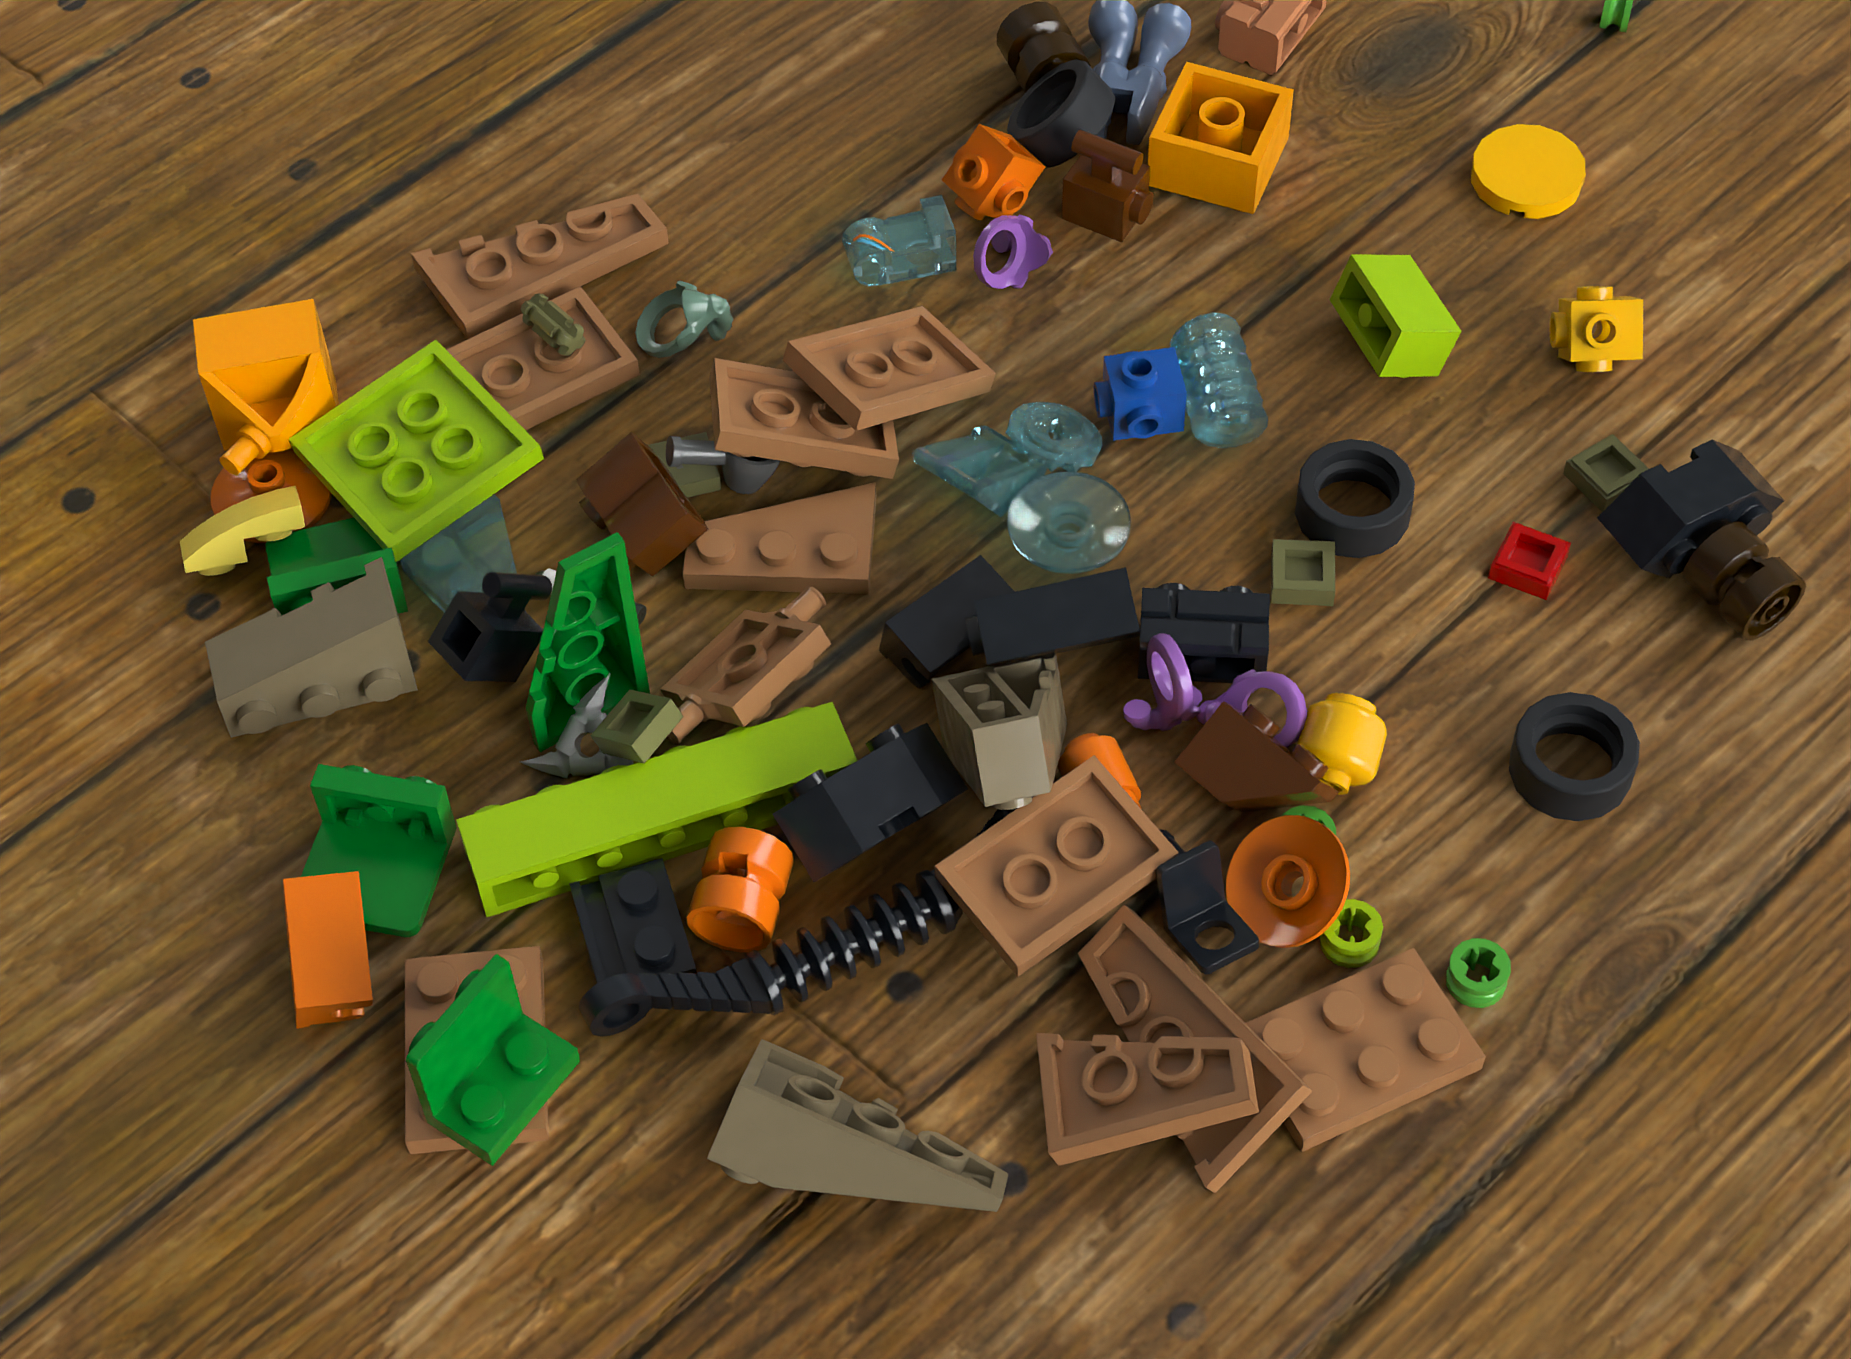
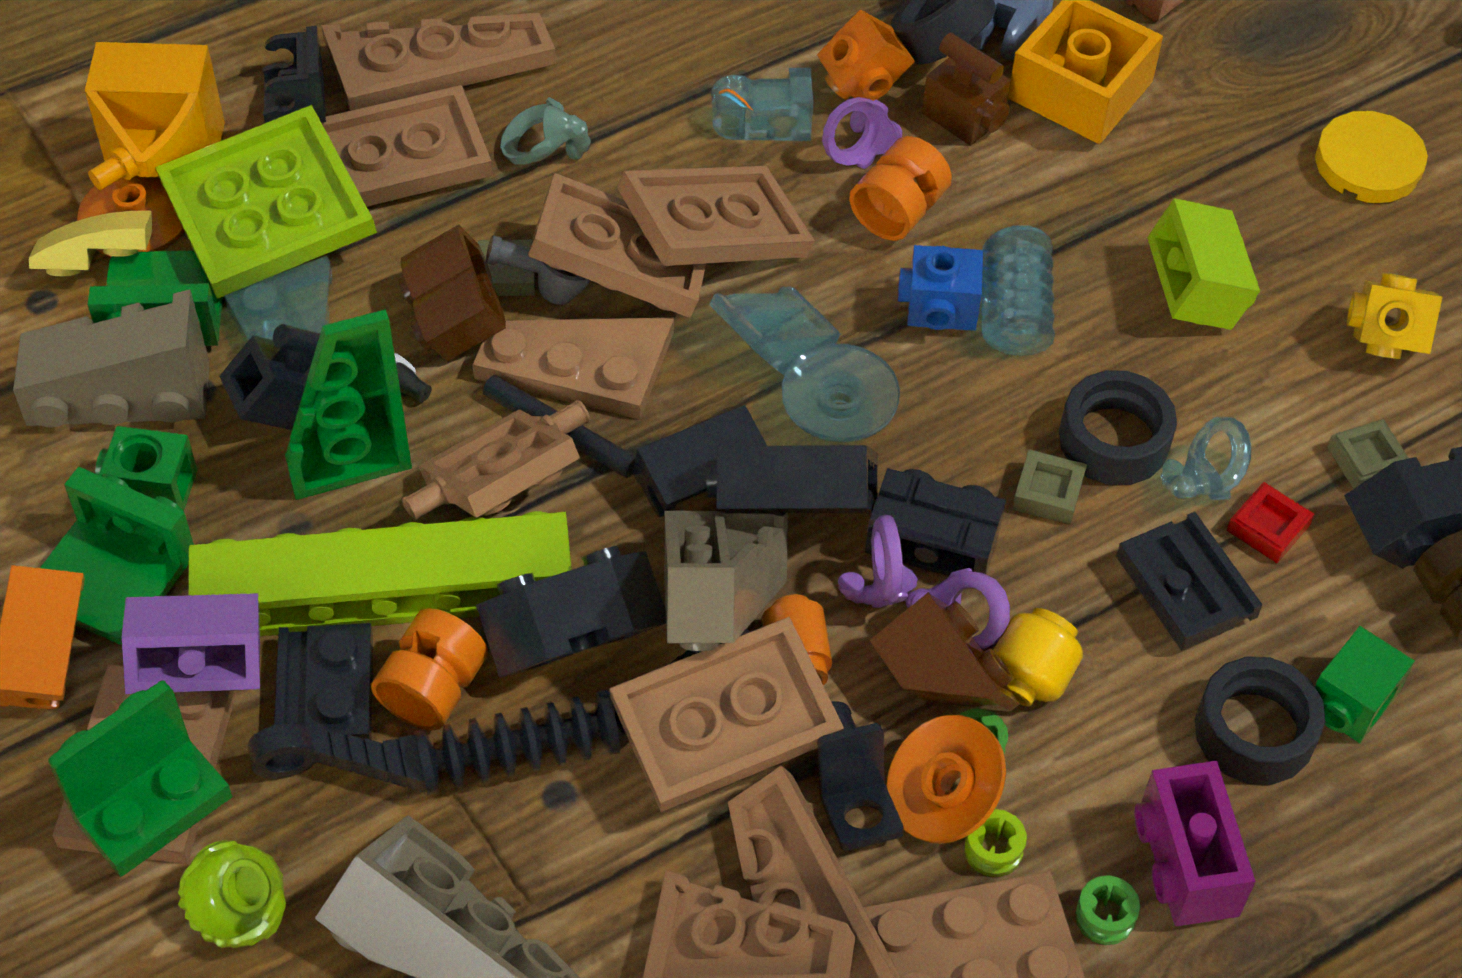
camera: 10 degrees right, 0 degrees up
(391, 733) = (151, 462): none -> green brick
(406, 318) = (298, 82): none -> black hinge
(498, 909) = (192, 642): none -> medium lavender brick
(553, 324) = (423, 113): olive piece -> none
(568, 757) = (343, 480): light grey piece -> none
(612, 1155) = (233, 894): none -> lime hair
(637, 726) = (379, 495): olive tile -> none
(836, 630) = (583, 438): none -> black bar
(1068, 301) = (900, 188): none -> orange wheel
(1075, 436) = (873, 313): clear light blue gear -> none
(1449, 526) = (1199, 475): none -> clear light blue piece
(1467, 635) = (1188, 581): none -> black plate
(1548, 888) = (1194, 843): none -> magenta brick
(1664, 697) = (1361, 683): none -> green brick

